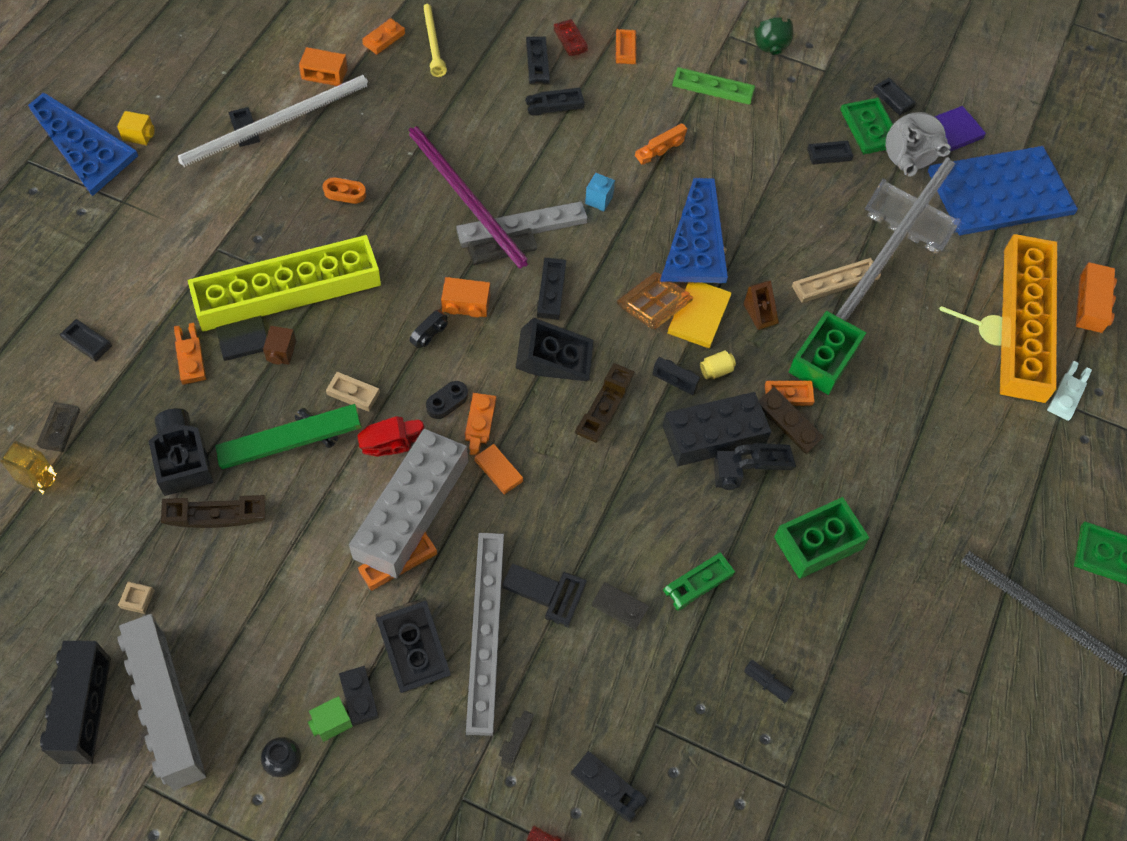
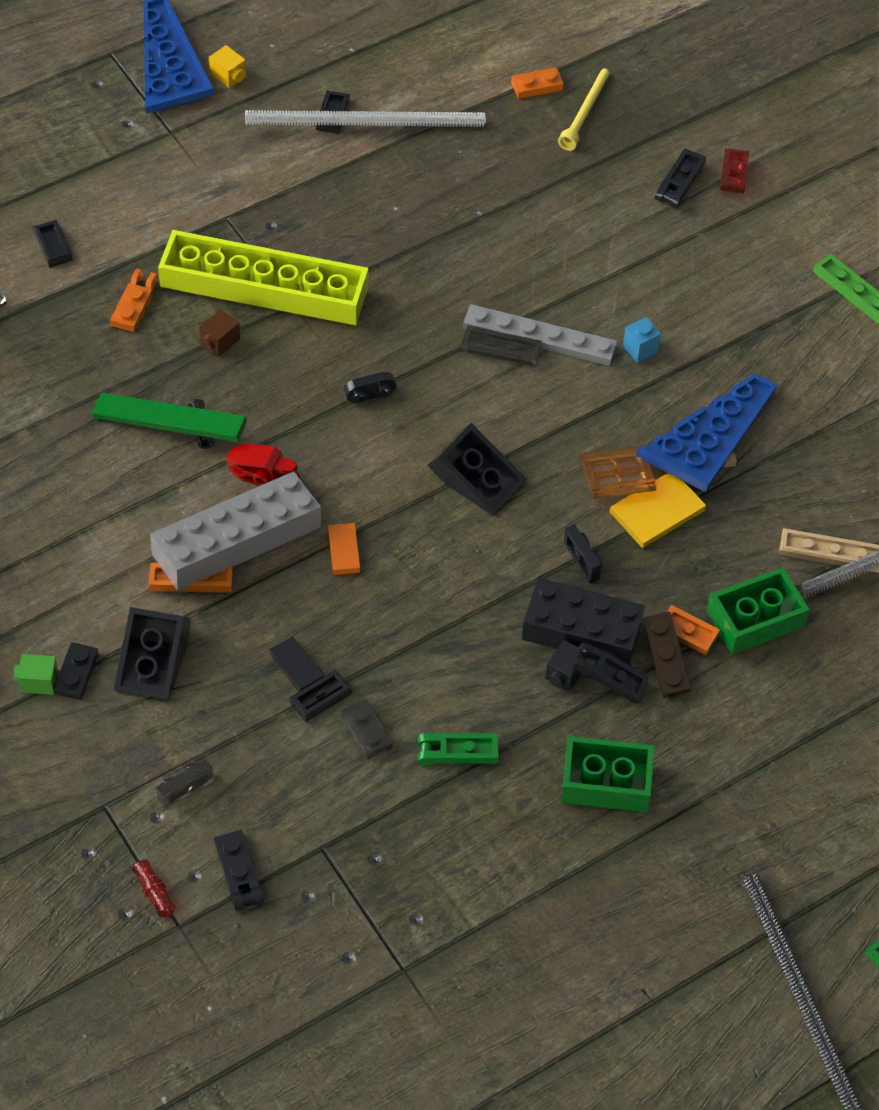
camera: 35 degrees right, 5 degrees down
(179, 453) = (62, 382): black brick -> none
(213, 513) = (58, 451): dark brown slope -> none
(242, 338) = (190, 309): black tile -> none
(323, 66) = (450, 86): orange brick -> none
(346, 190) = (384, 218): orange plate -> none
(352, 391) = (257, 408): tan plate -> none
(448, 399) = (341, 462): black plate -> none
(465, 297) = (428, 375): orange brick -> none
(468, 197) = (500, 281): magenta axle -> none
(480, 421) = (358, 497): orange hinge -> none
(485, 635) = (223, 681): light grey plate -> none
(551, 288) = (520, 409): black plate -> none
(555, 101) = (667, 228): black hinge -> none
(605, 404) = (491, 545): dark brown slope -> none
(625, 46) = (791, 207): orange tile -> none
(661, 144) = (748, 323): orange hinge -> none
(717, 365) = (634, 566): light yellow brick -> none
(761, 305) = (726, 531): reddish brown slope -> none
(768, 681) = (456, 871): black axle -> none

